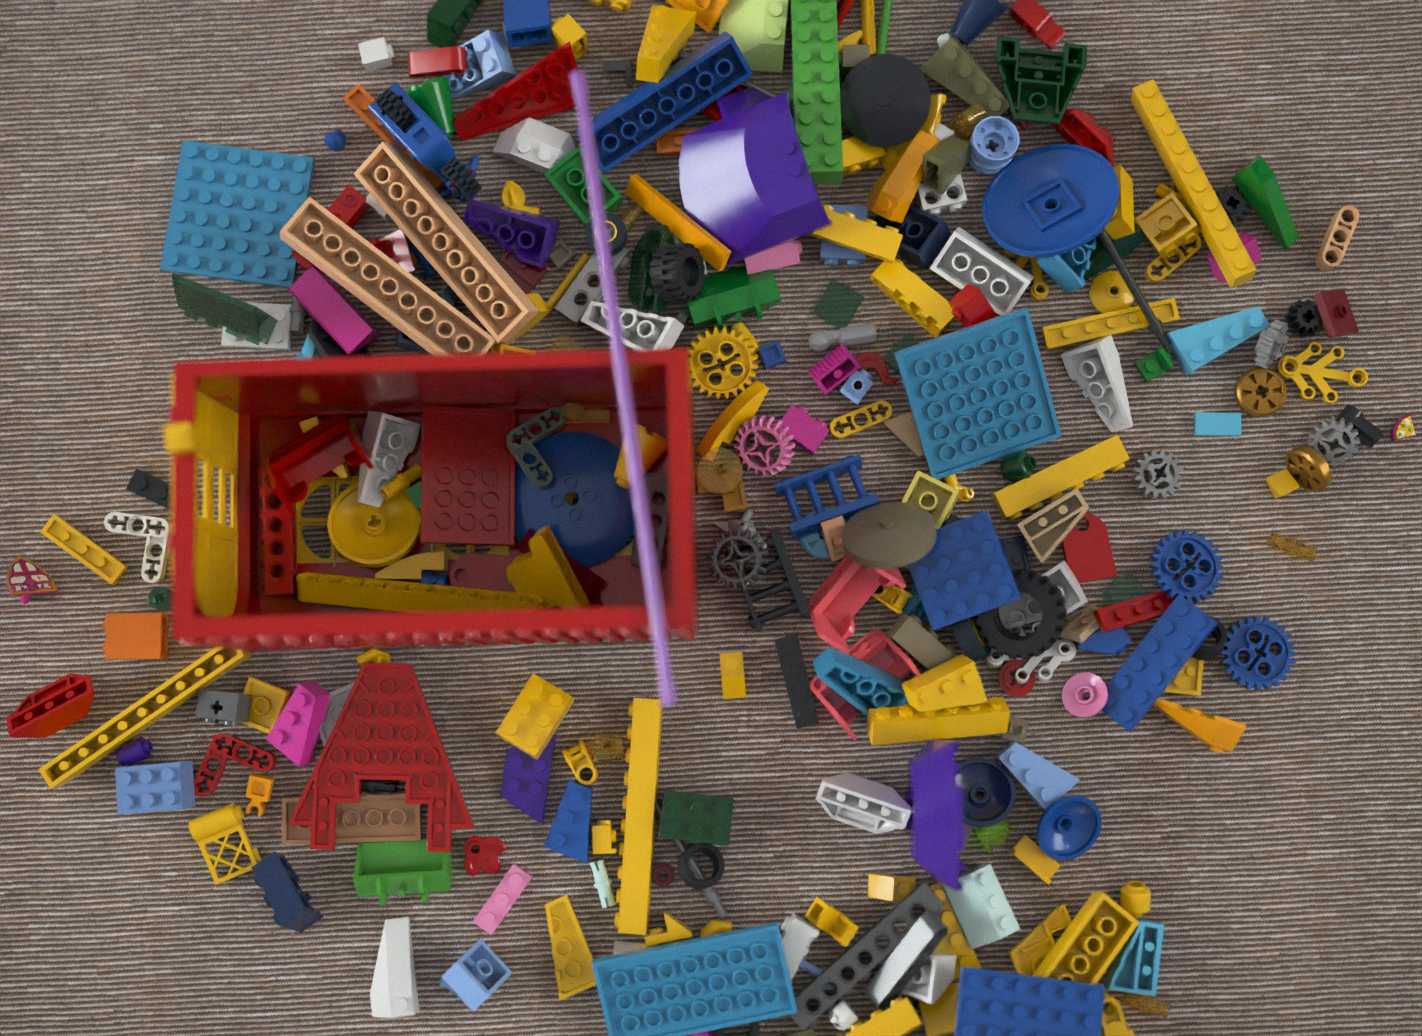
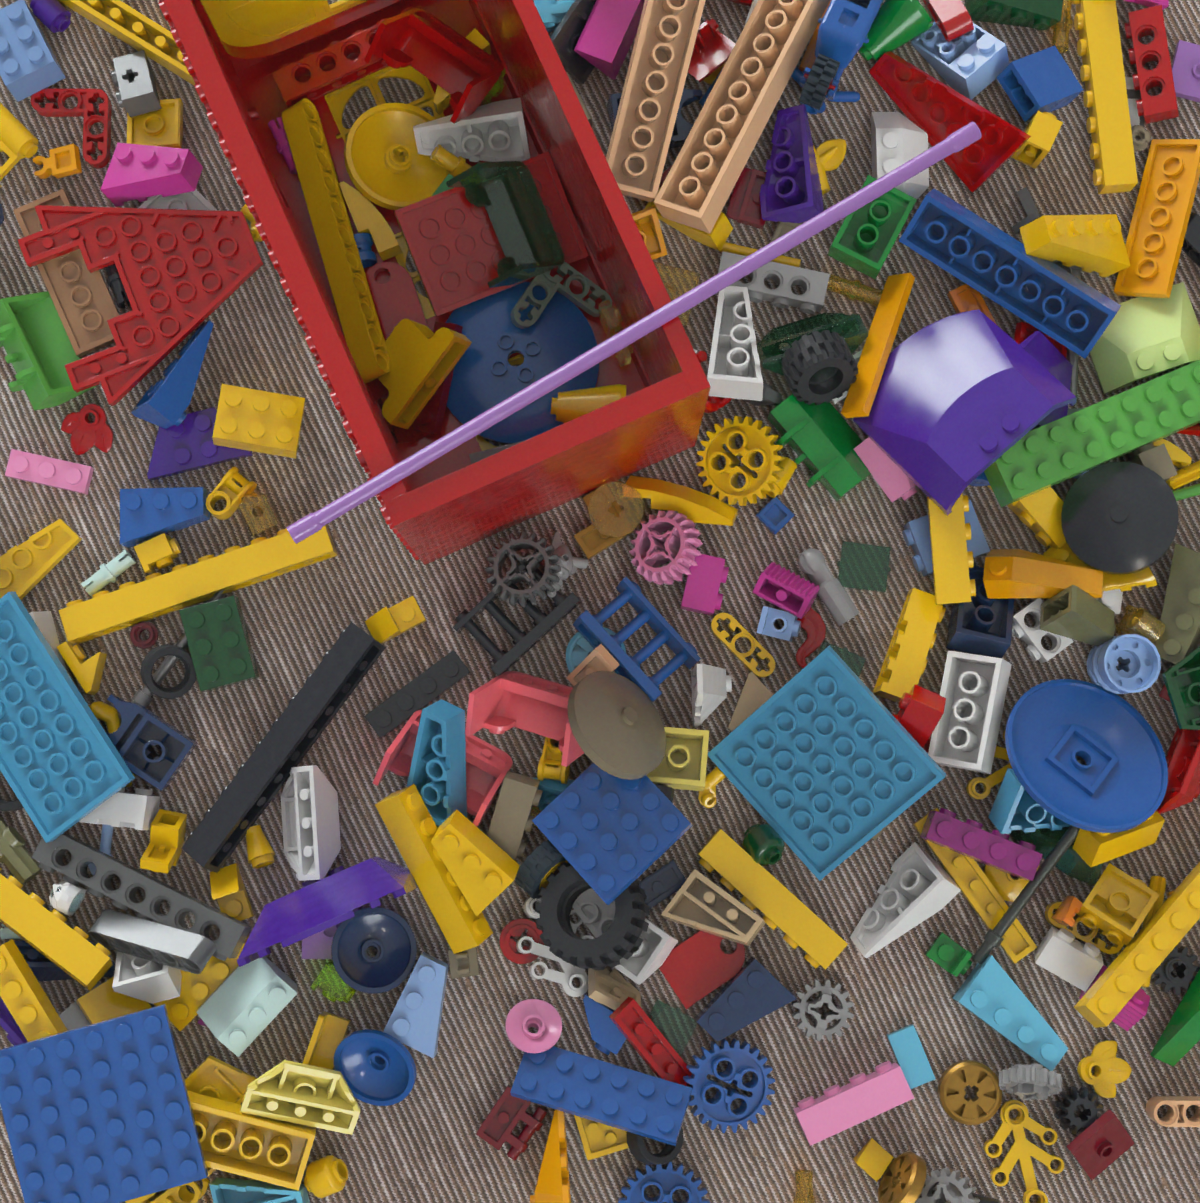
camera: 60 degrees right, 0 degrees up
(317, 609) = (283, 145): none -> dark pink pin
(468, 450) = (516, 216): none -> windscreen
(484, 775) = (169, 397): none -> blue wedge
(616, 234) = (833, 262): black wheel -> none
(739, 902) = (142, 730): none -> dark blue brick
(796, 801) = (283, 748): none -> black brick
(865, 851) = (258, 848): none -> yellow cone
(887, 460) = (708, 690): none -> white wedge
(1071, 889) = (303, 1097): none -> light yellow wedge
(1080, 309) = (986, 847): none -> magenta brick
(1128, 530) = (743, 1001): none -> dark blue wedge
(1145, 747) = (504, 1117): none -> dark red plate
(1157, 264) = (1067, 910): none -> orange tile
(1192, 277) = (1069, 958): none -> white brick
(1235, 480) = (853, 1103): none -> bright pink brick
(1282, 284) = (1108, 1069): none -> yellow plate

